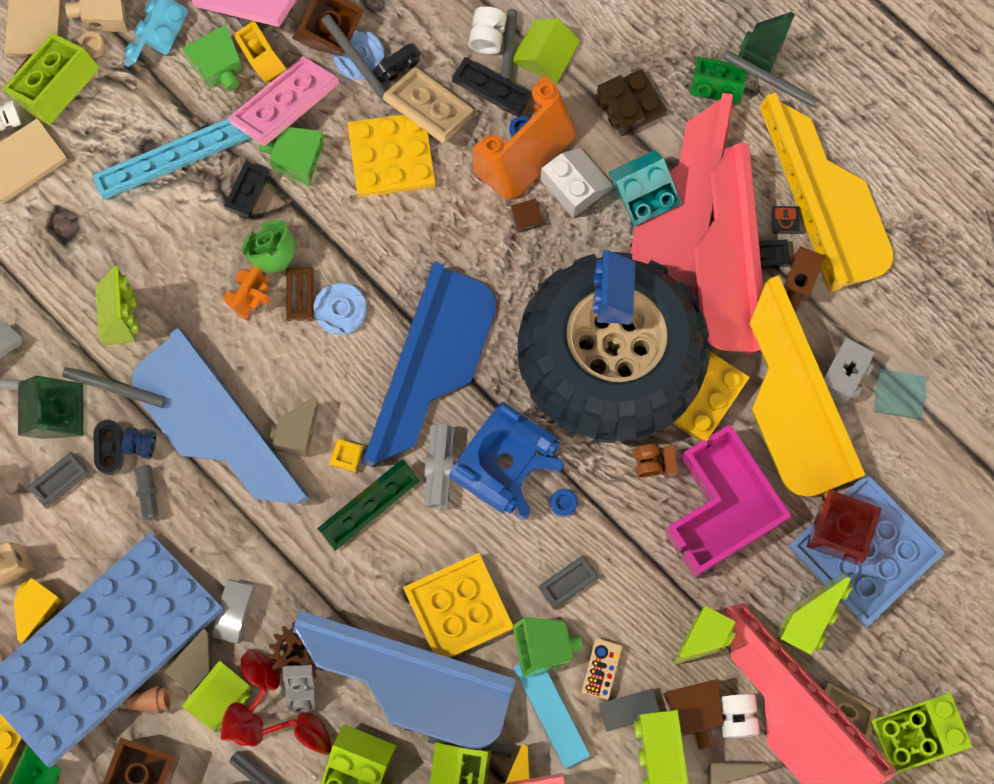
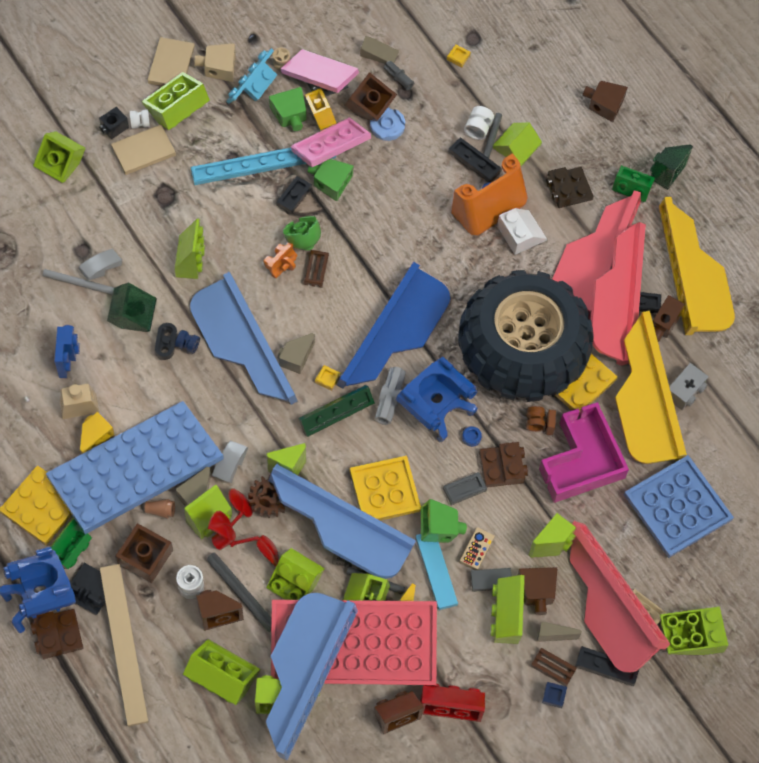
camera: 10 degrees right, 10 degrees down
(58, 480) = (127, 356): dark grey tile -> none
(92, 43) = (209, 84): tan tile -> none
(114, 387) = (178, 304): dark grey bar -> none
(146, 492) = (186, 374): dark grey axle -> none
(299, 688) = (265, 517): light grey slope -> none
(315, 598) = (290, 458): none -> lime slope
(347, 305) = (342, 283): light blue tile -> none
(354, 56) = (385, 124): dark grey bar -> none
(390, 156) = (397, 191): yellow plate -> none
(391, 66) = (413, 132): black plate -> none
(429, 104) = (429, 163): tan tile -> none
(526, 215) = (483, 246): reddish brown tile -> none
(615, 292) = (532, 288): blue slope -> none
(615, 537) = (503, 465): none -> reddish brown plate
(645, 187) = (568, 242): teal slope -> none
(739, 706) = (567, 599): white wheel -> none
(769, 78) = (669, 188): dark grey bar -> none
(785, 220) = (663, 282): tile -> none
(808, 618) = (629, 537): lime slope -> none
(844, 527) = (664, 483): clear red brick -> none
(900, 394) = (722, 410): clear light blue piece -> none

